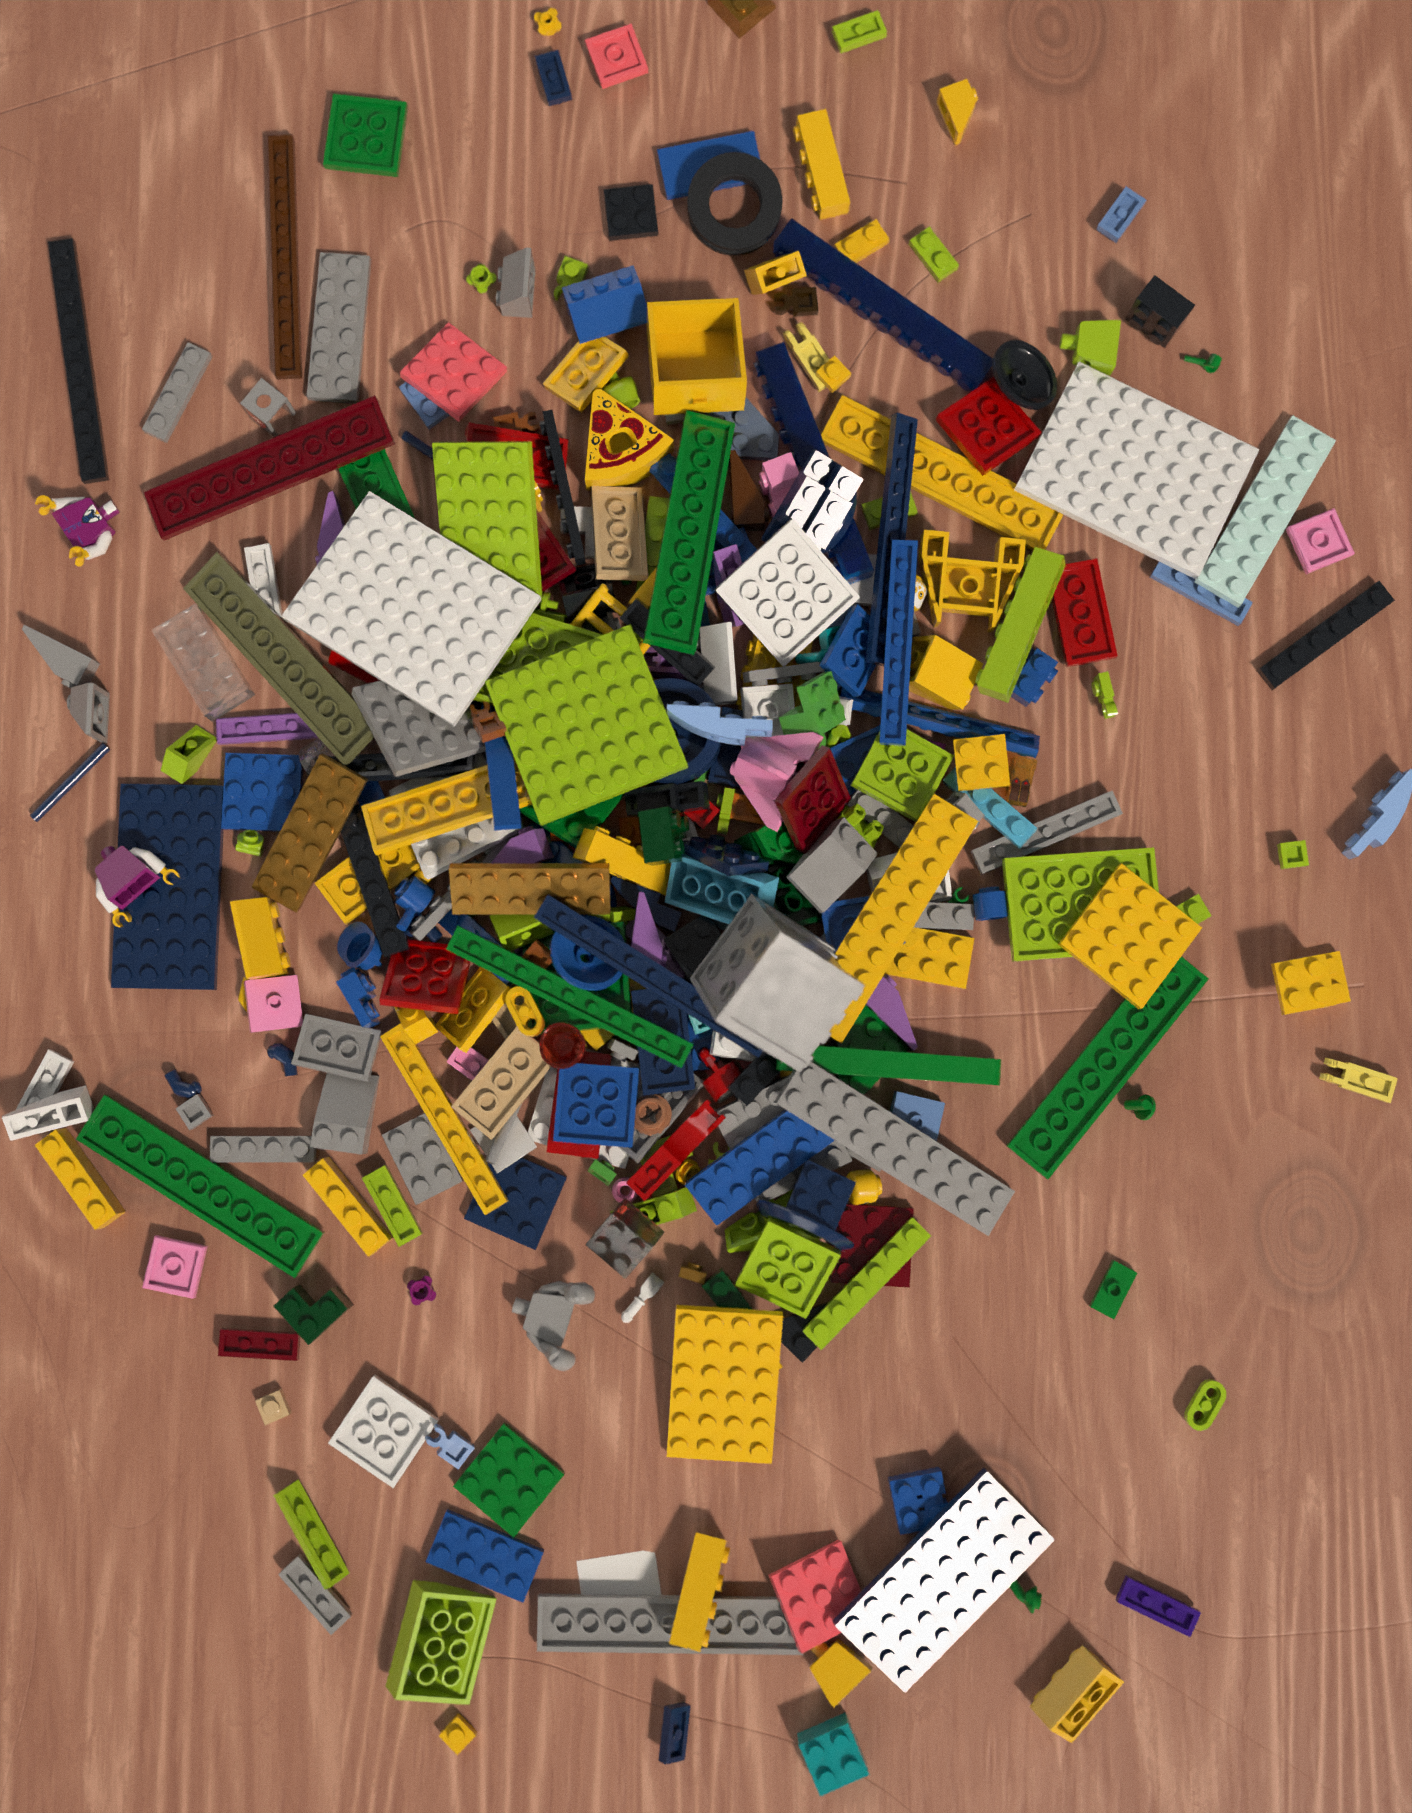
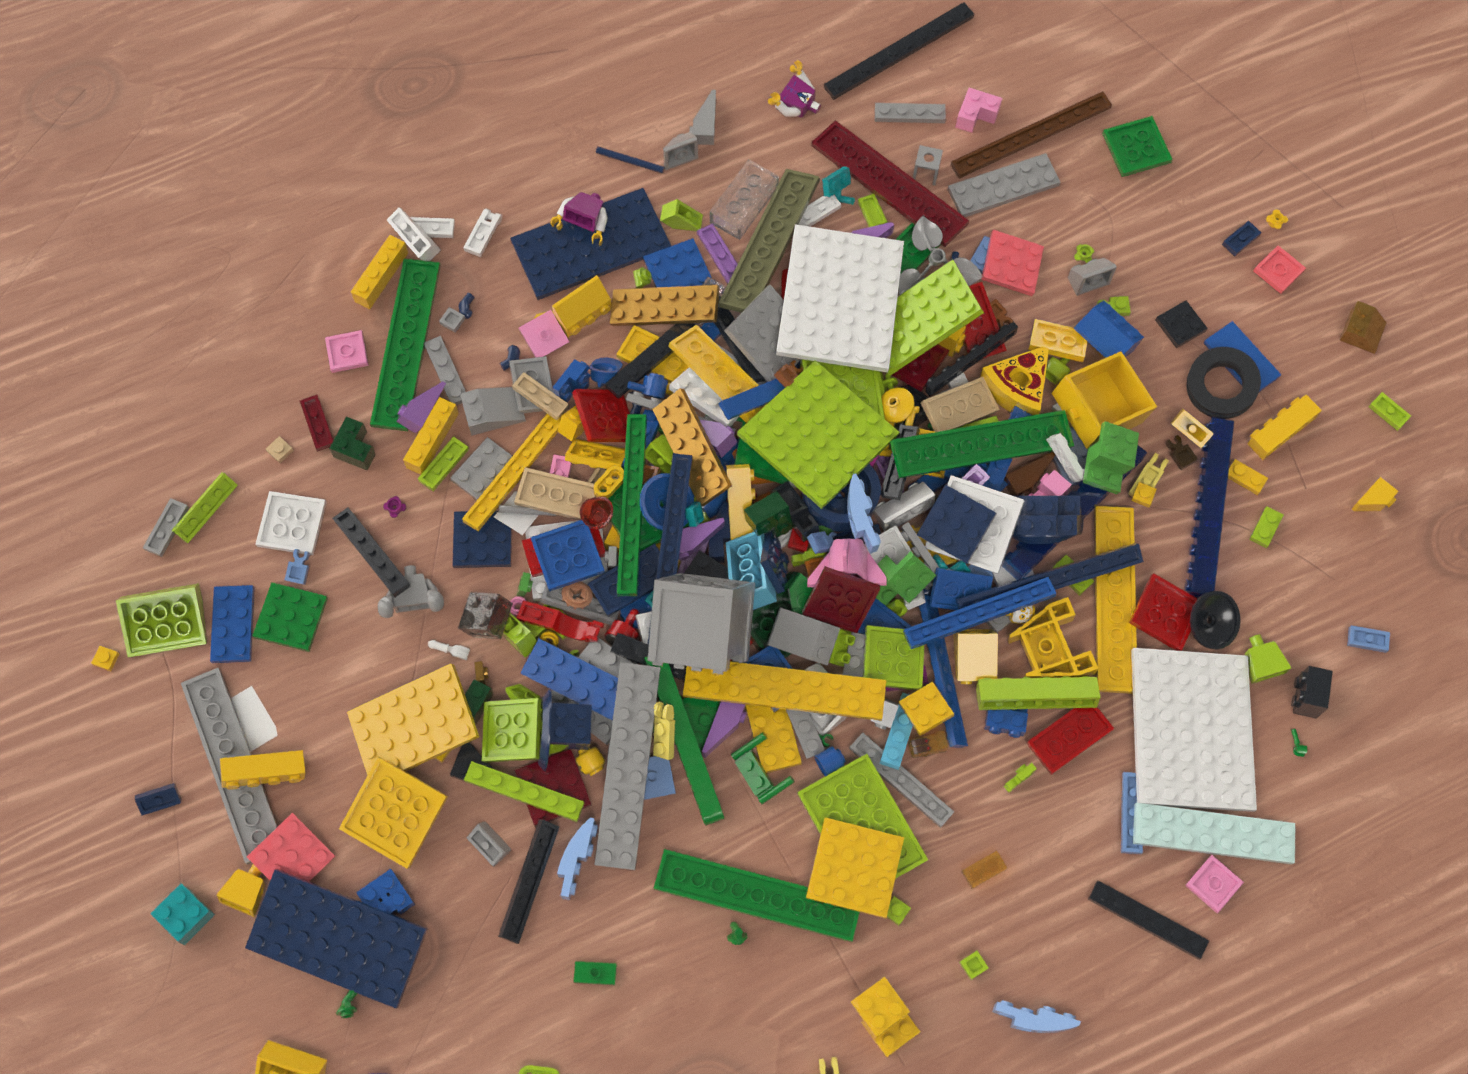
camera: 65 degrees right, 15 degrees down
(86, 1020) = (482, 232): none -> white plate
(212, 302) = (977, 106): none -> bright pink brick
(237, 535) = (836, 182): none -> teal plate
(297, 509) = (871, 210): none -> lime tile
(306, 1209) = (417, 410): none -> medium lavender slope
(361, 1045) = (540, 396): none -> tan plate
(372, 461) = (929, 235): none -> light grey plant
(474, 1346) = (371, 552): none -> black plate
(593, 600) = (901, 409): none -> yellow dish
(619, 925) = (694, 514): none -> teal plate
(721, 785) = (821, 542): none -> medium blue plate
(750, 439) = (1066, 457): none -> white plate
(778, 614) = (956, 524): none -> dark blue plate
(779, 387) = (1111, 457): none -> bright green bracket
(822, 1451) = (393, 812): none -> yellow plate
(876, 1086) = (664, 731): none -> light yellow hinge
(905, 1349) = (488, 843): none -> light grey slope
(963, 998) = (755, 773): none -> green plate
(963, 1249) = (577, 849): none -> light blue slope
(974, 1322) = (528, 881): none -> black plate
(1191, 789) = (984, 869): none -> clear yellow plate

